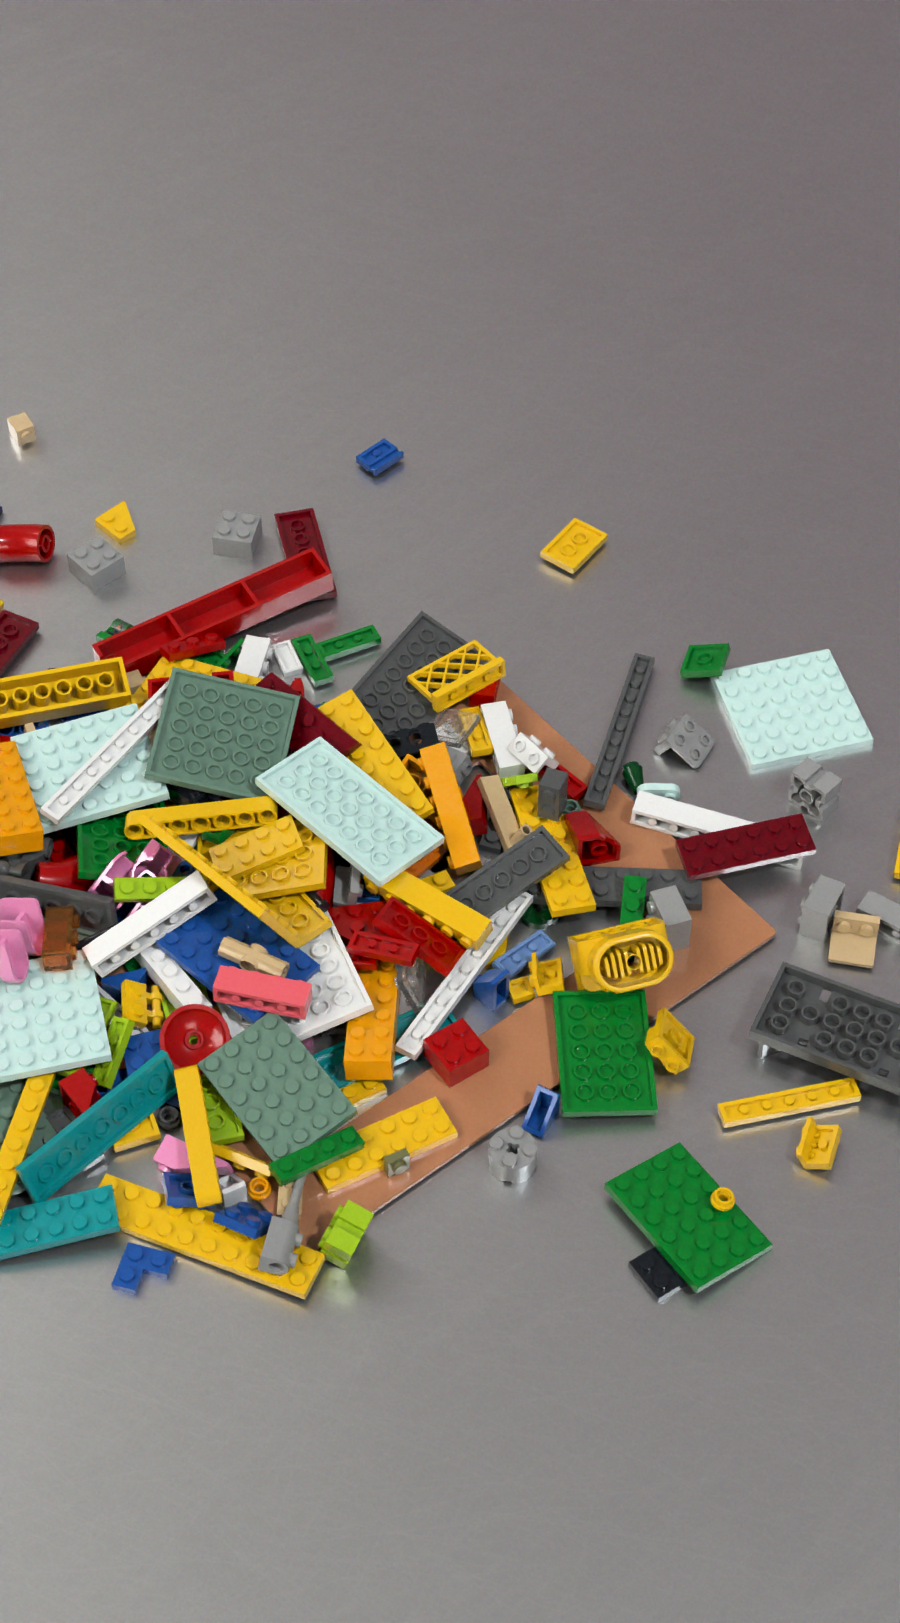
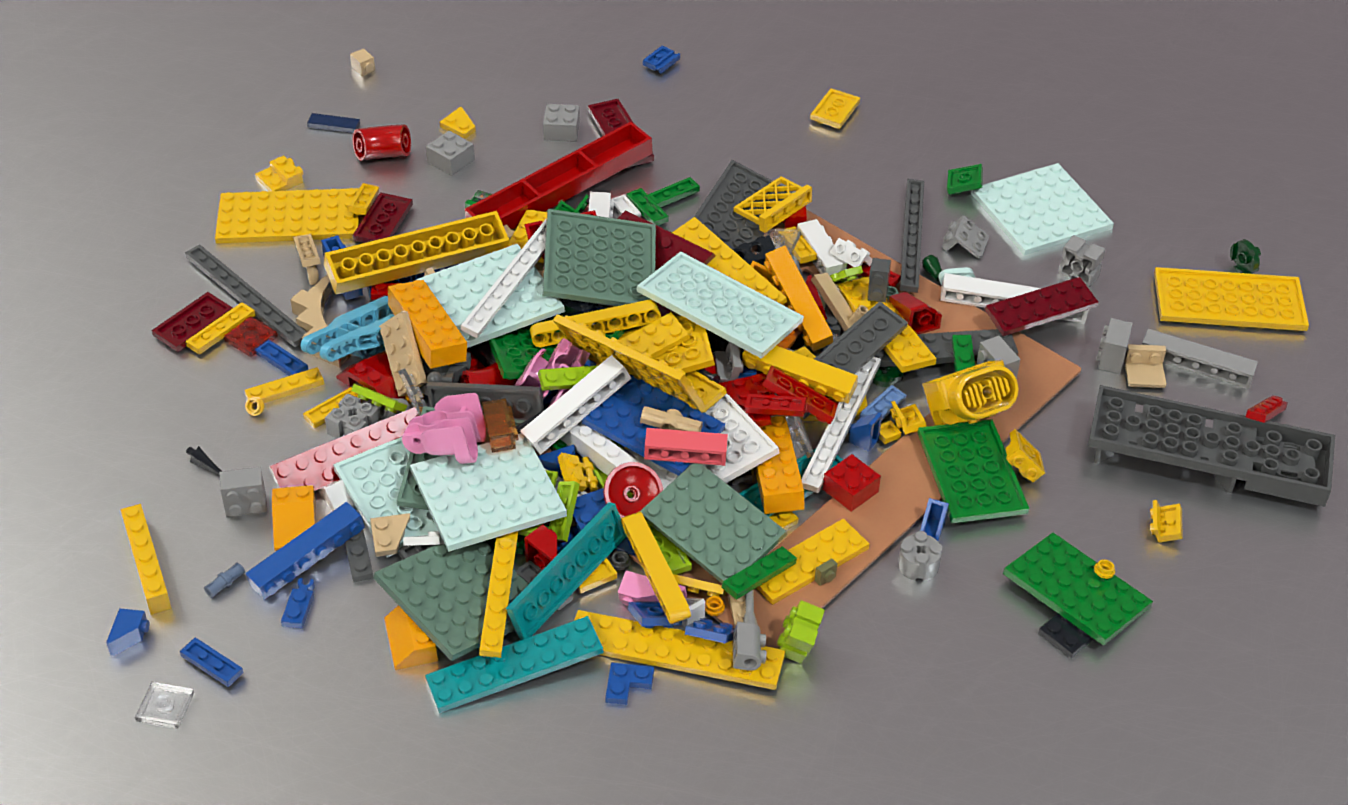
camera: 10 degrees left, 5 degrees down
(192, 646) = (555, 201): red plate -> none
(788, 1102) = (1131, 492): yellow plate -> none

